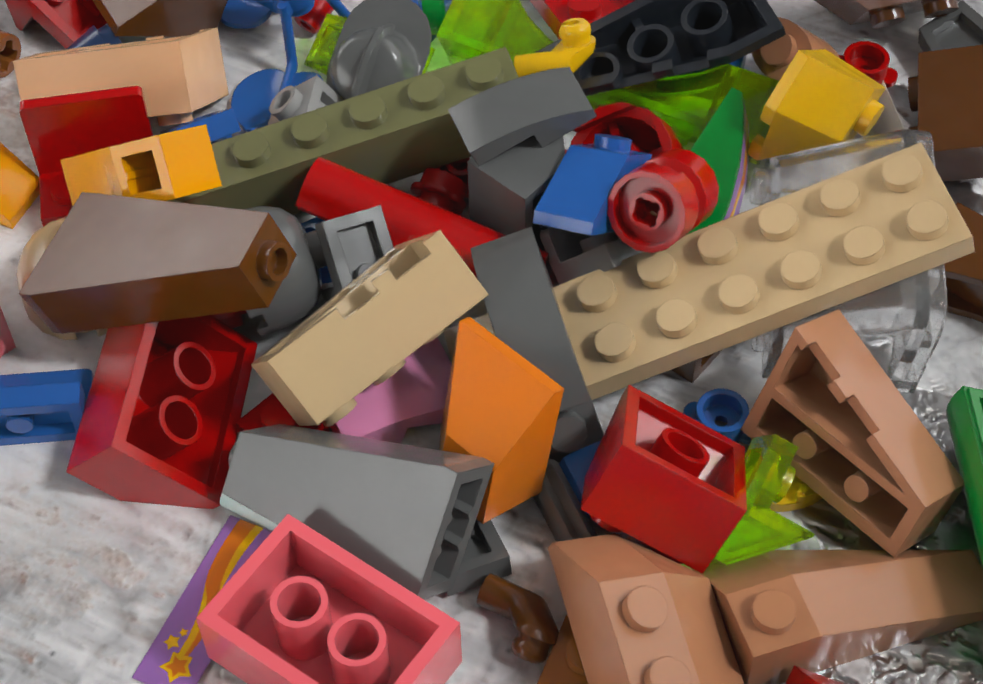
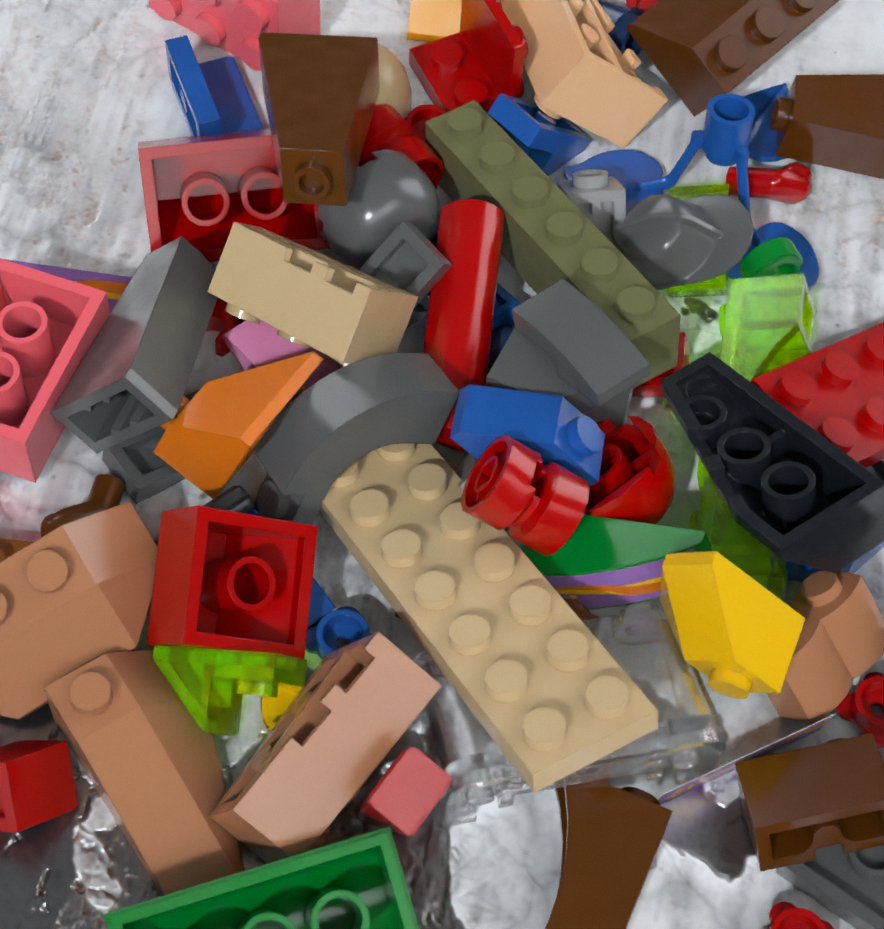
camera: 70 degrees right, 5 degrees up
(147, 168) = (426, 81): light orange slope -> none
(571, 52) = (715, 381): yellow arm -> none
(947, 358) = (405, 793): none -> slope

